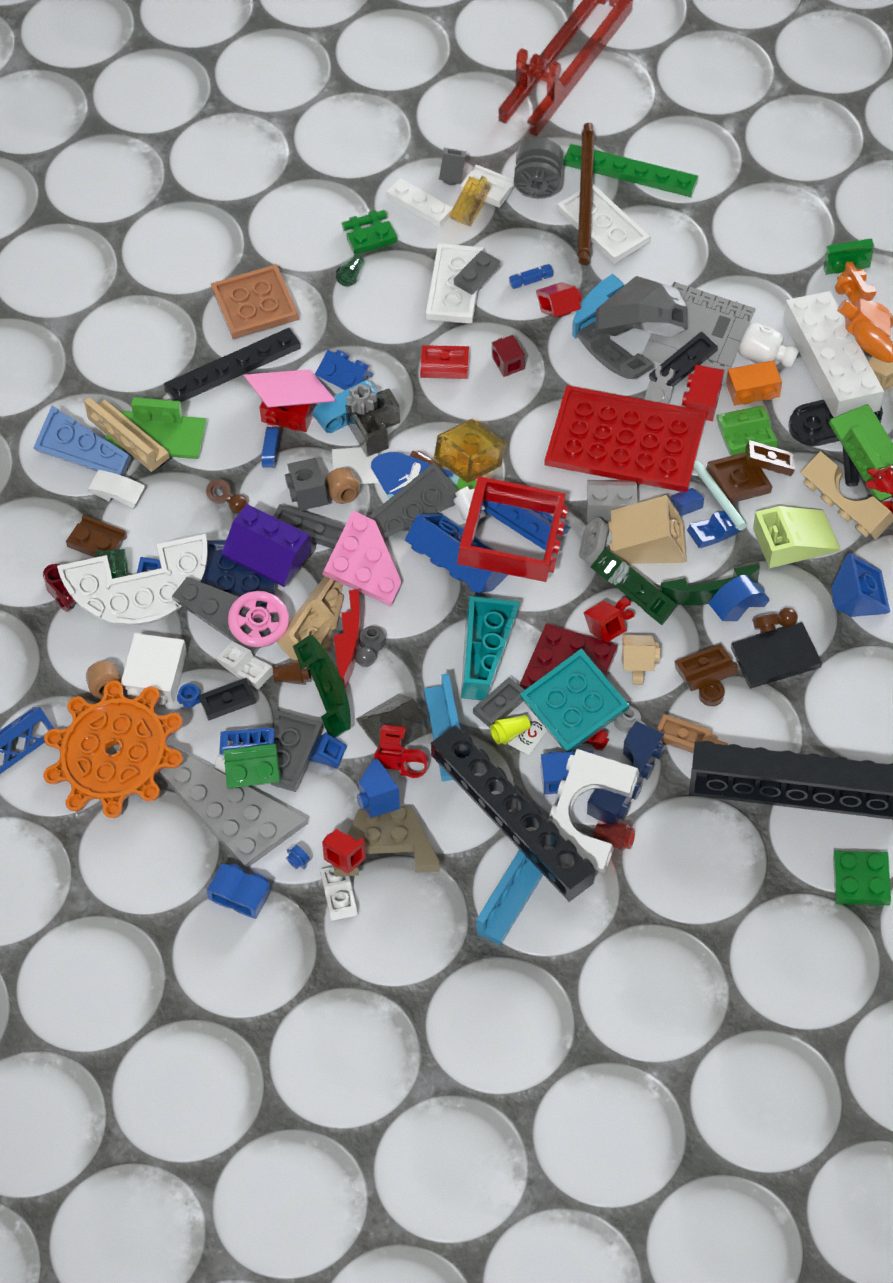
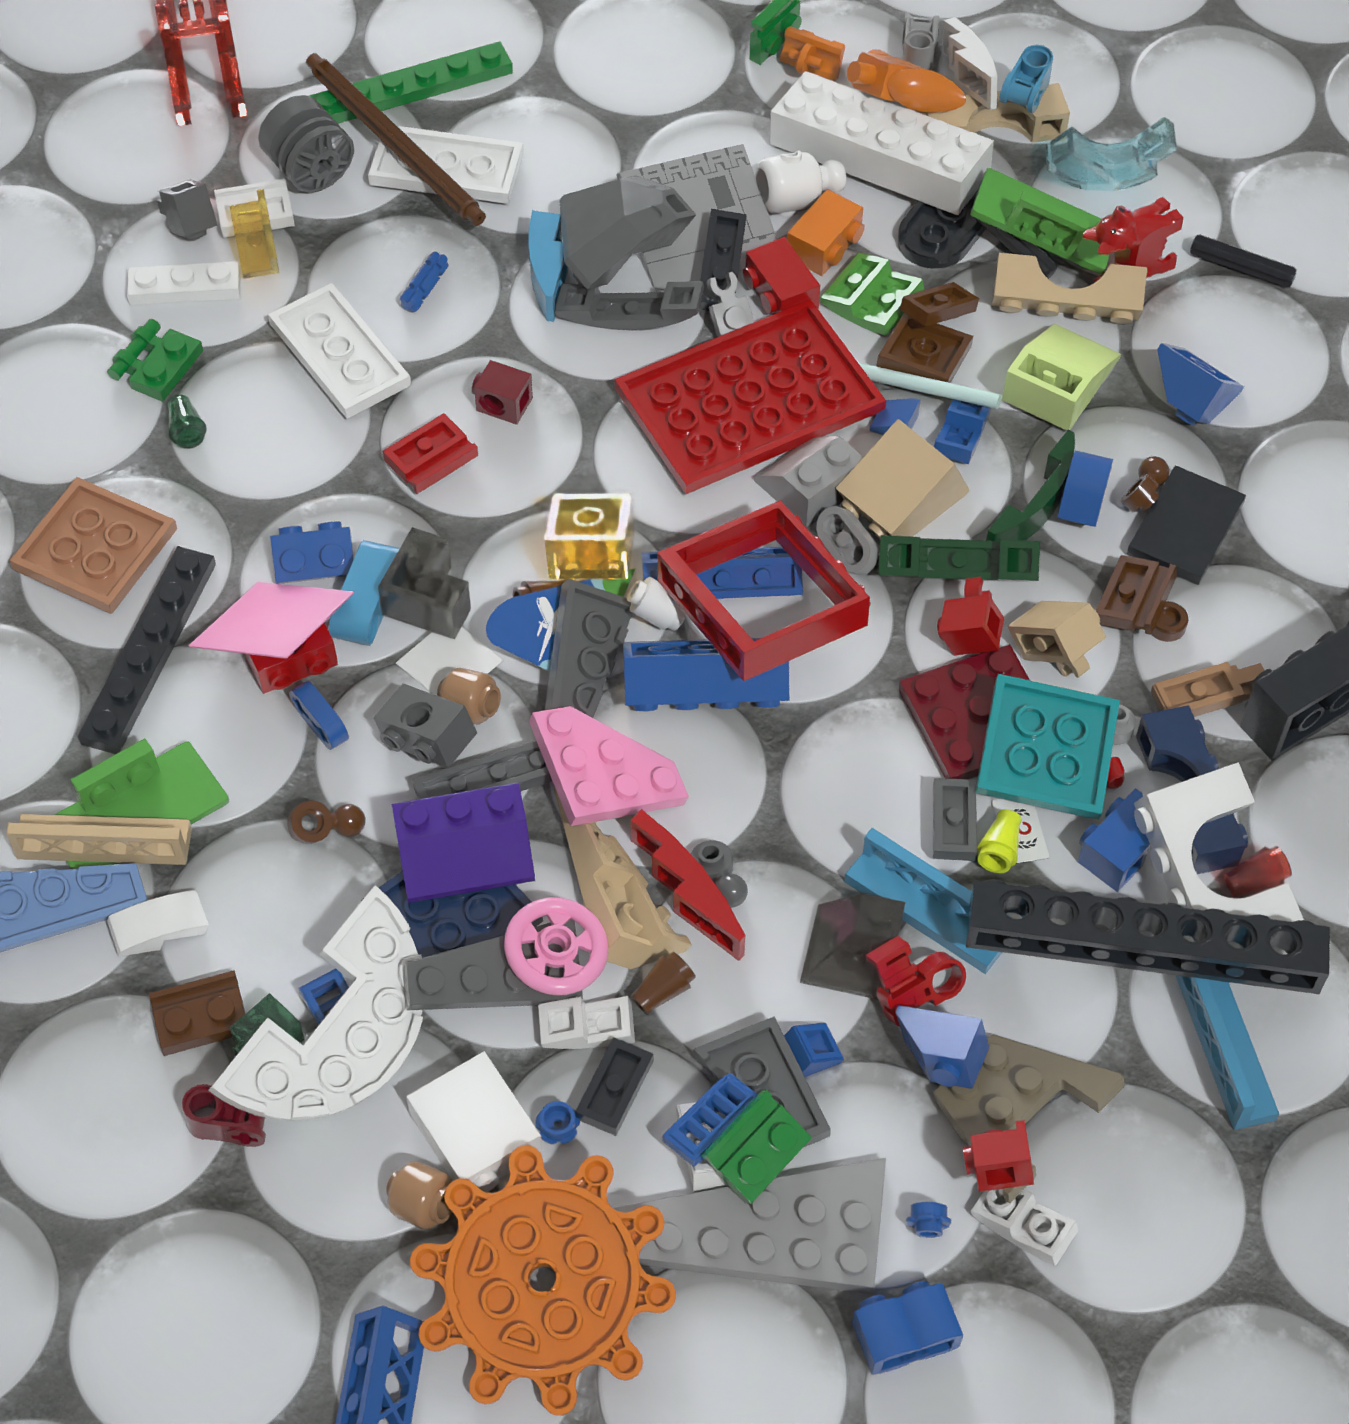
camera: 45 degrees left, 0 degrees up
(328, 683) = (737, 963): dark green slope -> none
(361, 399) = (400, 562): light grey gear -> none
(476, 272) = (359, 317): dark grey plate -> none
(486, 637) = (865, 761): teal wedge -> none
(559, 299) = (501, 282): red brick -> none

